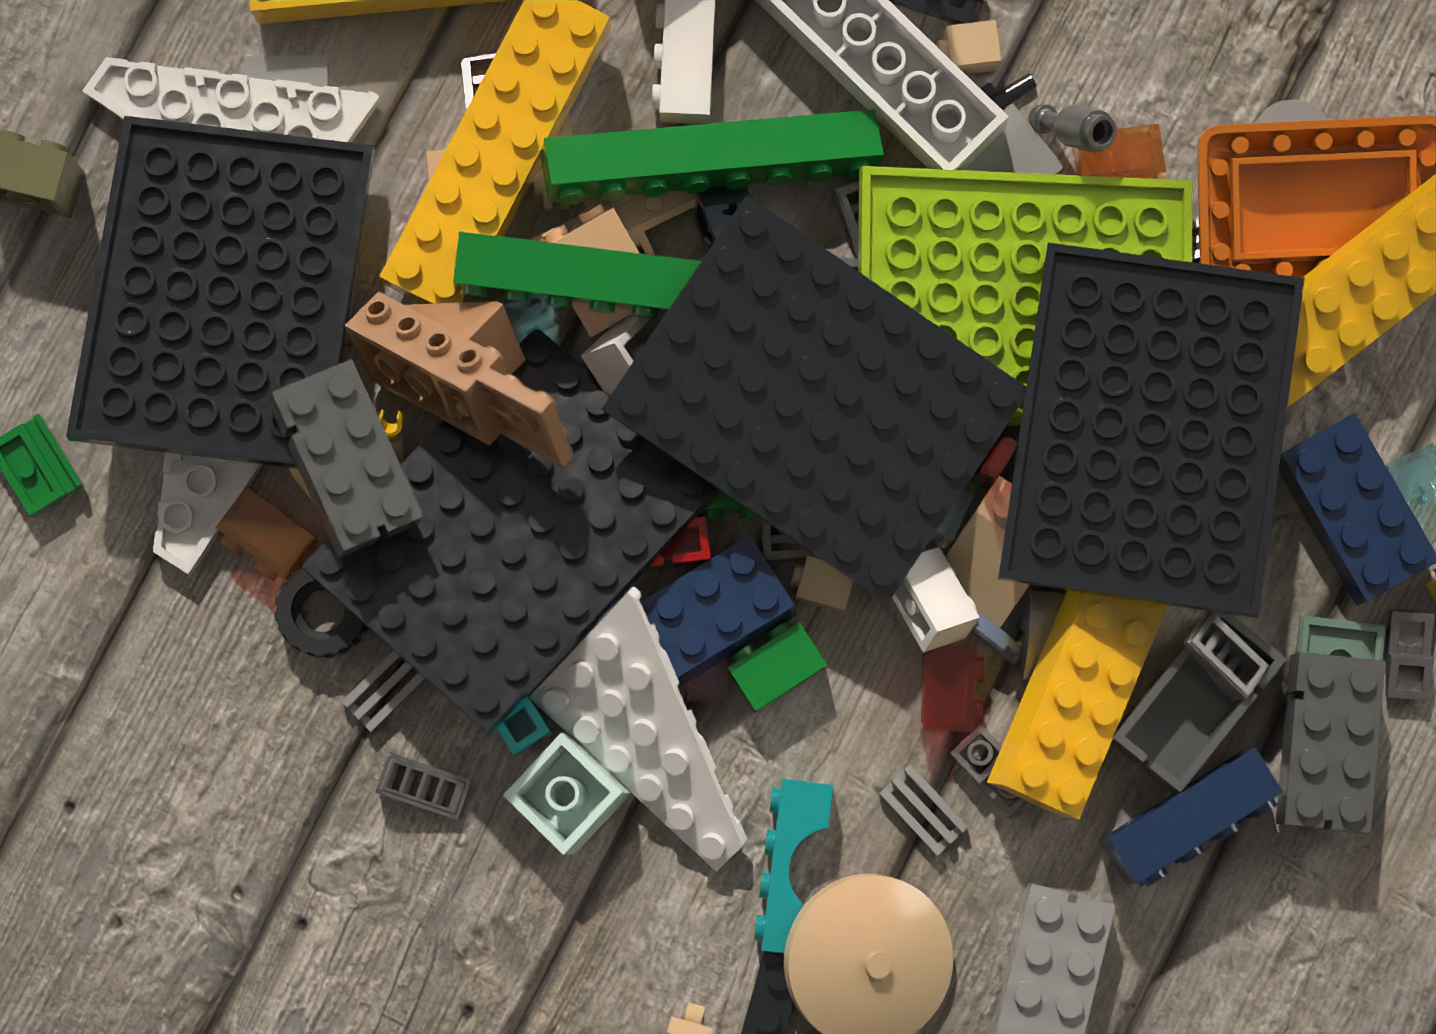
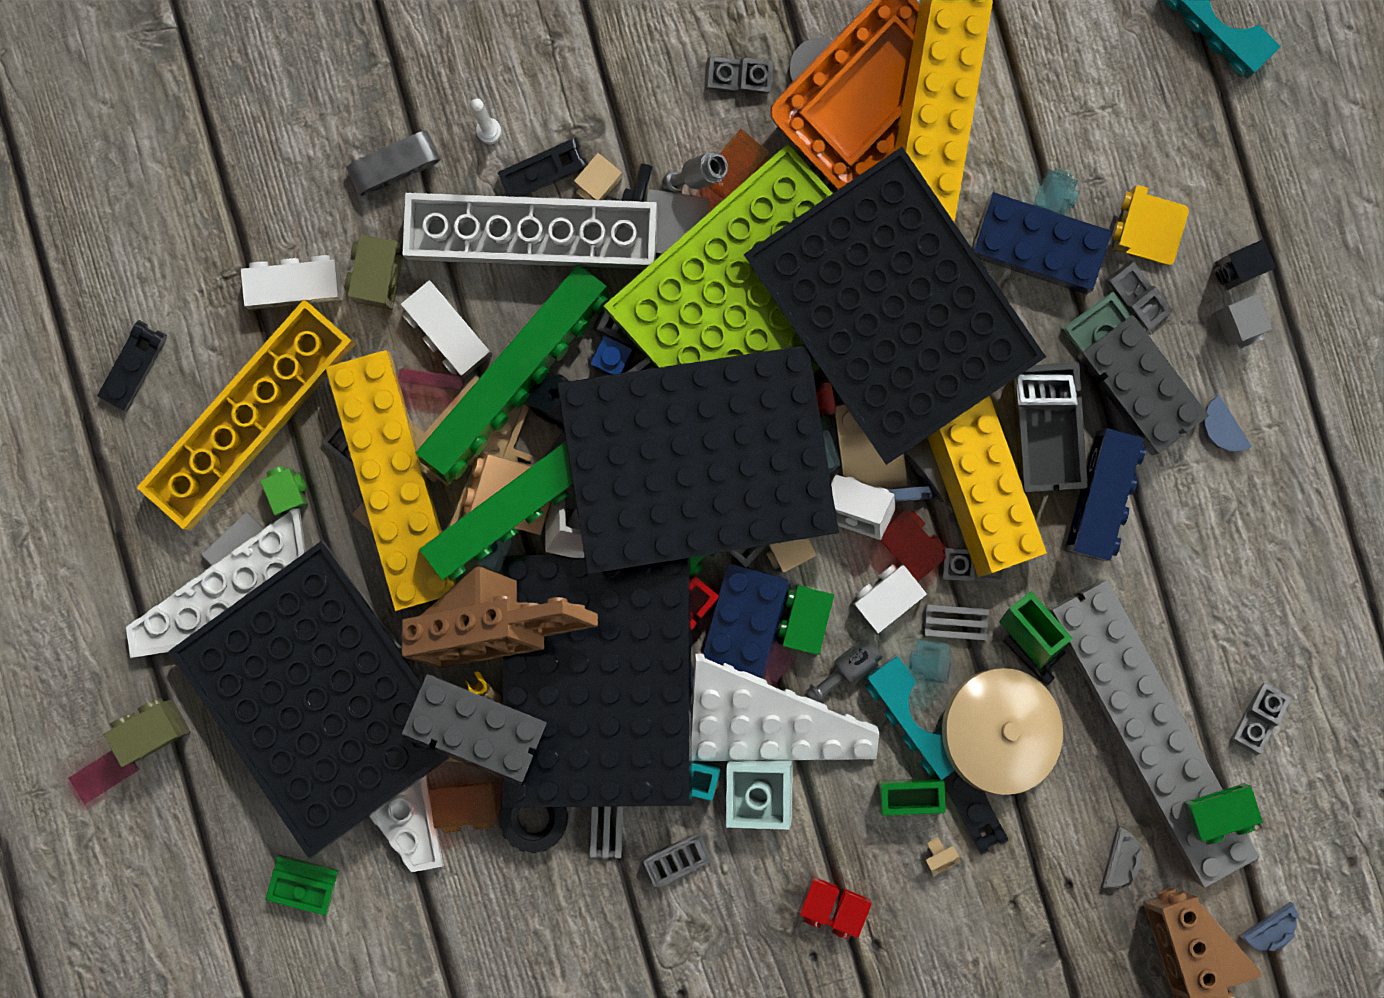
camera: 45 degrees left, 5 degrees up
(383, 67) = (284, 490): none -> bright green brick
(543, 1001) = (848, 915): none -> red piece
(626, 91) = (430, 379): none -> clear pink tile
(716, 940) = (911, 796): none -> green piece
(775, 754) = (850, 667): none -> flat silver piece
(825, 227) = (611, 357): none -> blue brick
(862, 823) = (931, 661): none -> clear light blue brick
(878, 720) = (889, 597): none -> white brick
(970, 920) = (1046, 677): none -> black hose
(996, 888) = (1035, 629): none -> green piece
(1204, 75) = (738, 75): none -> flat silver slope
(1373, 865) = (1222, 427): none -> sand blue tile

